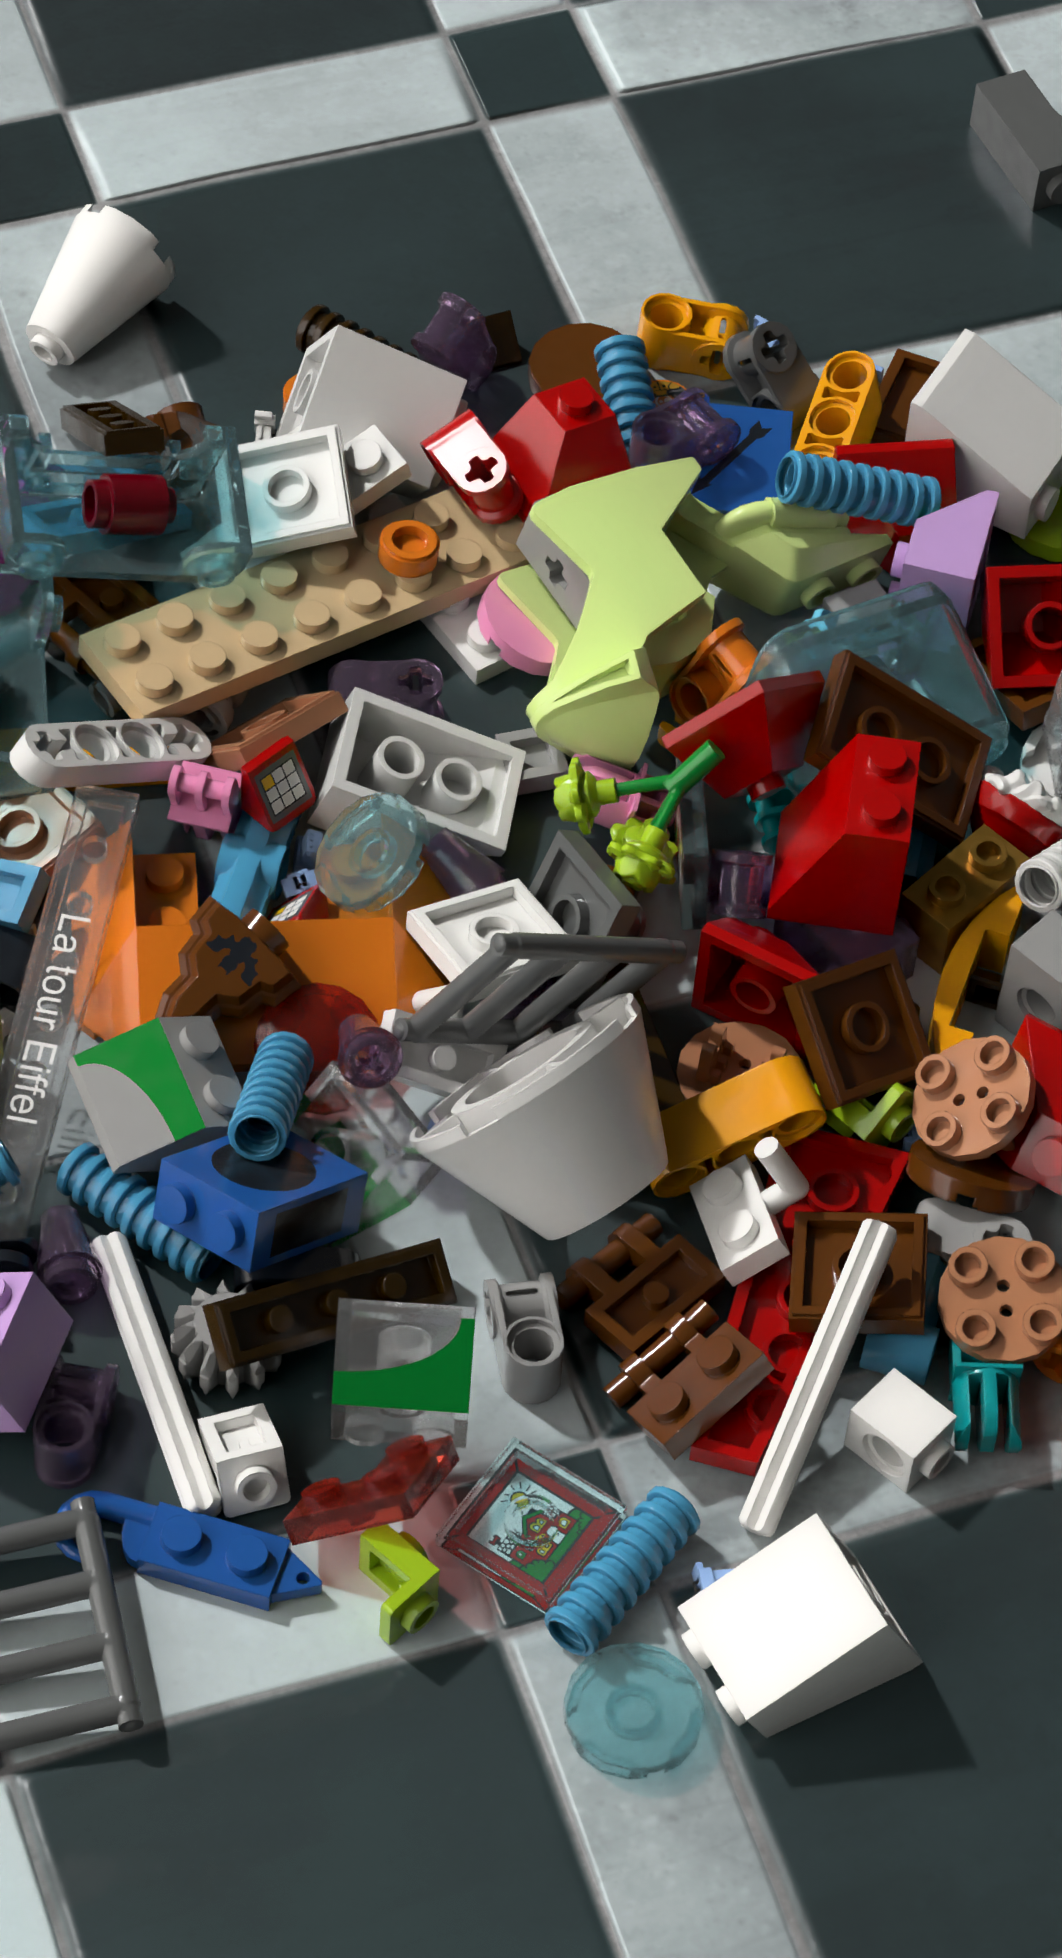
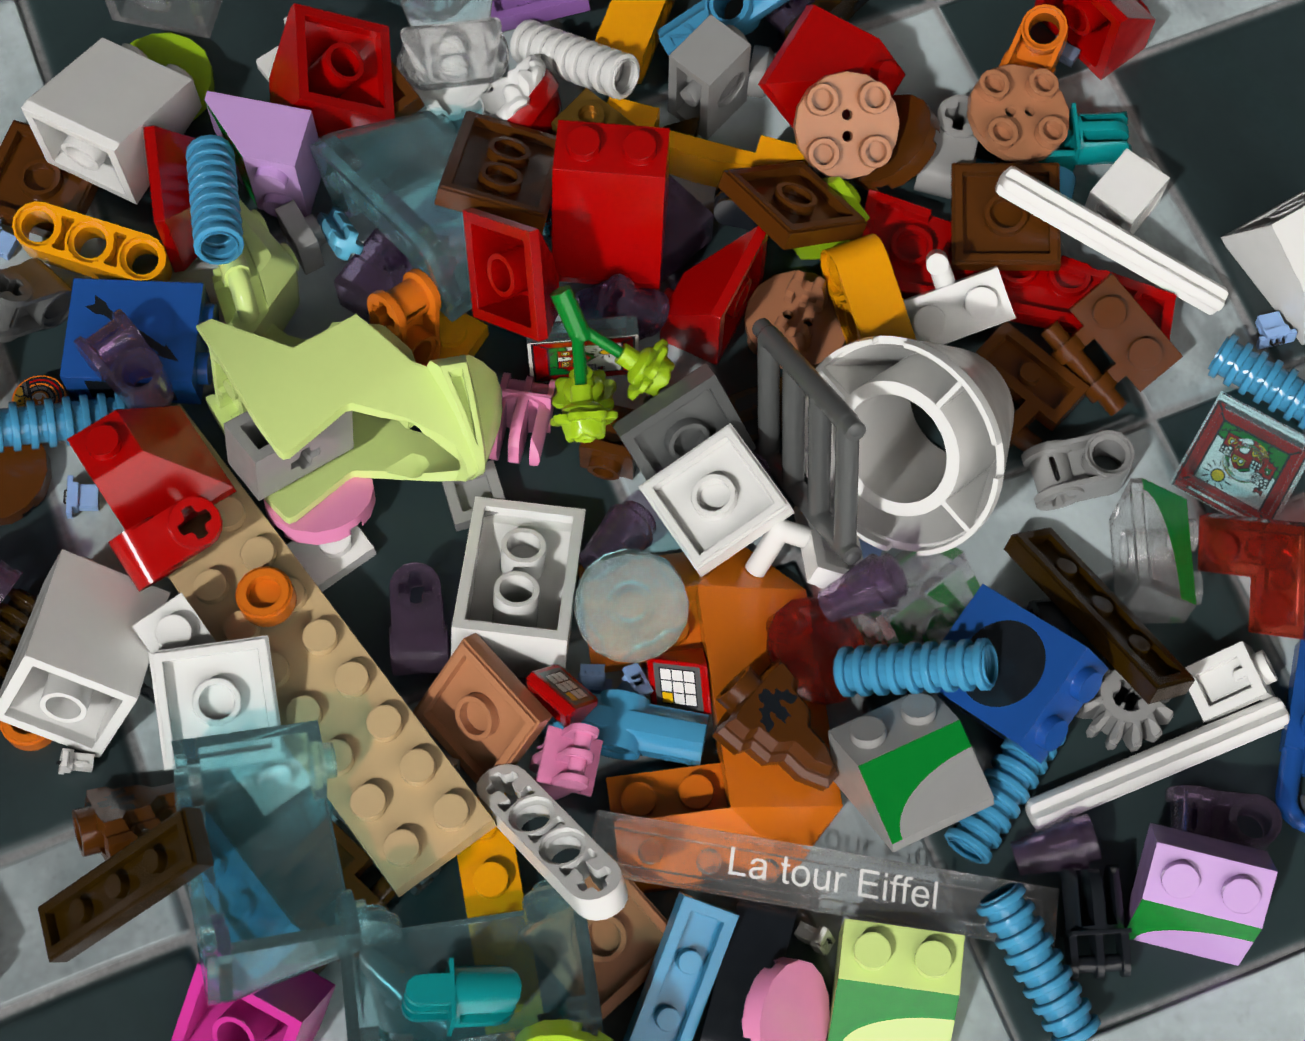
camera: 90 degrees left, 15 degrees up
(128, 504) = (252, 847): dark red brick -> none

